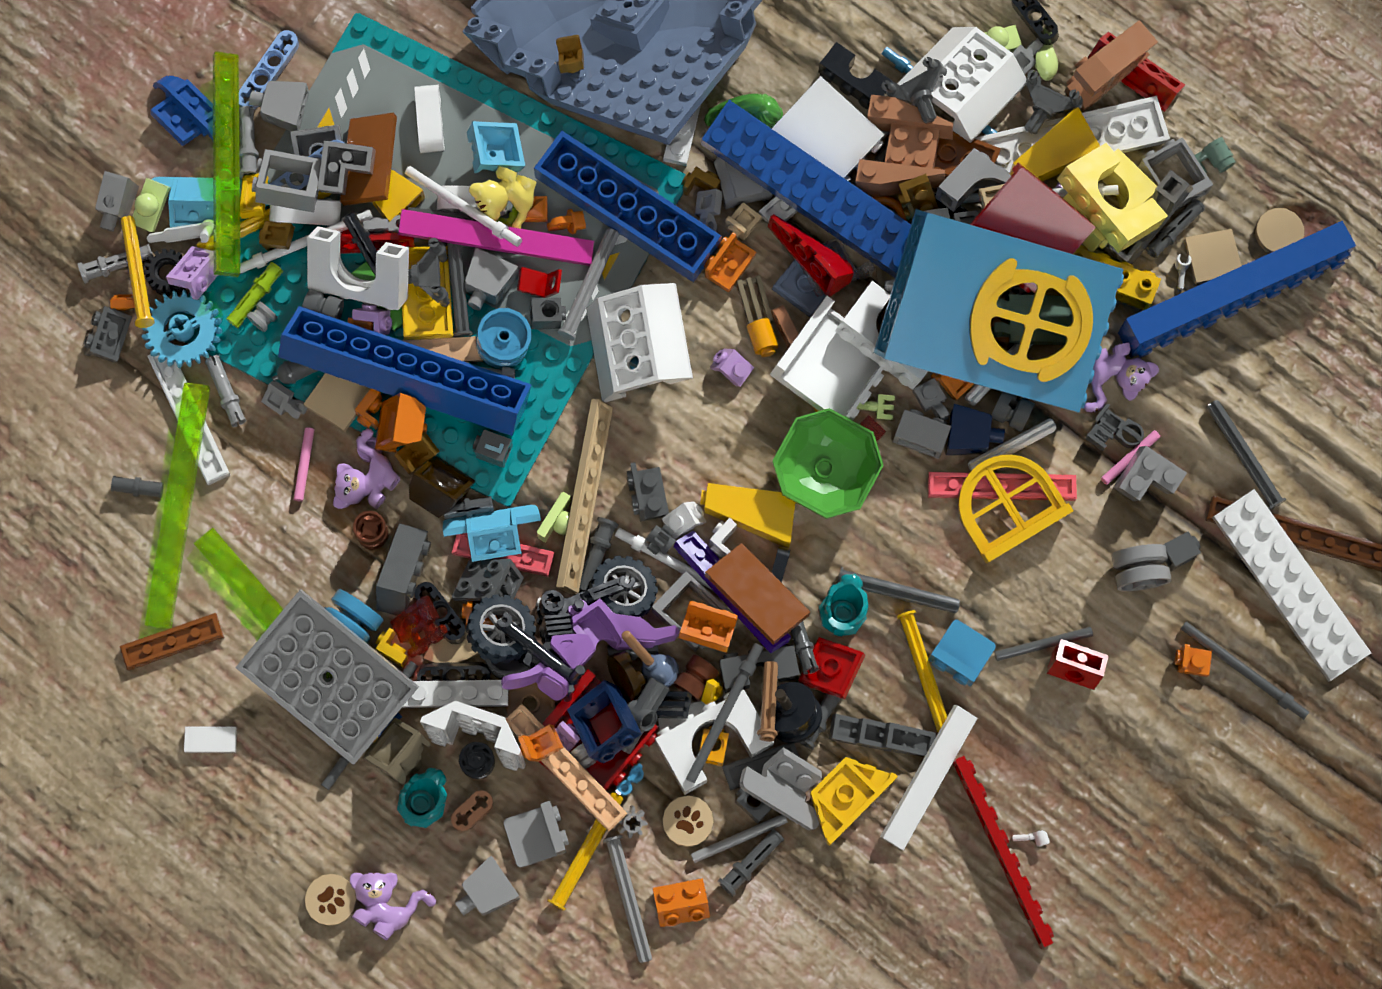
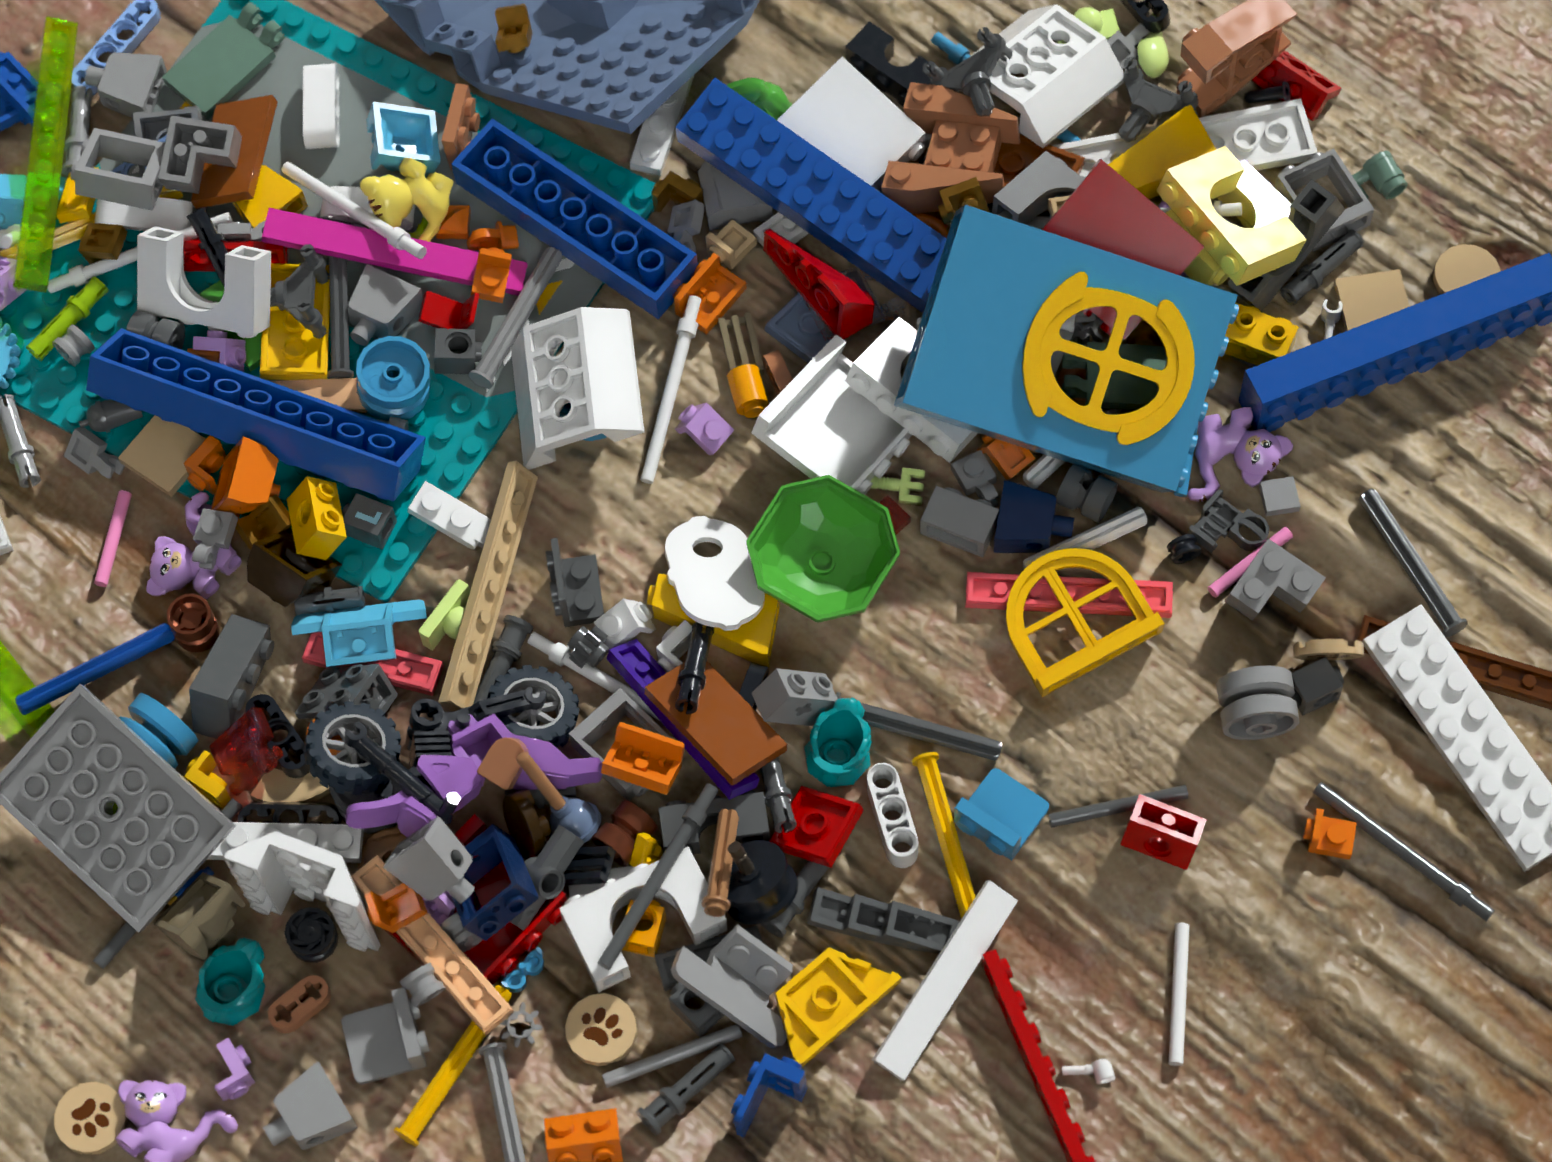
camera: 10 degrees right, 10 degrees down
(301, 567) = (94, 668): none -> blue axle
(352, 83) = (224, 61): none -> sand green tile
(381, 462) = (212, 532): none -> light grey plate
(432, 856) = (236, 1060): none -> lavender bracket
(456, 449) = (316, 518): none -> yellow brick
(539, 129) = (460, 122): none -> nougat plate
(552, 441) = (450, 516): none -> white hinge
(563, 799) = (422, 985): none -> light grey wheel
(565, 713) = (432, 862): none -> light grey torso
(569, 253) = (491, 274): none -> orange bracket
(609, 635) = (501, 763): none -> nougat piece
(715, 291) = (686, 330): none -> white bar
(740, 565) = (692, 678): none -> black pin
(748, 493) = (717, 588): none -> white piece
(812, 574) = (794, 697): none -> light grey brick
(821, 853) = (777, 1074): none -> blue bracket
(887, 645) = (892, 799): none -> white beam
(1083, 450) = (1184, 549): none -> black bush
(1091, 782) = (1179, 989): none -> white bar
(1132, 92) = (1268, 94): none -> black piece
(1149, 406) = (1279, 496): none -> light grey tile
(1194, 525) = (1331, 648): none -> tan tile

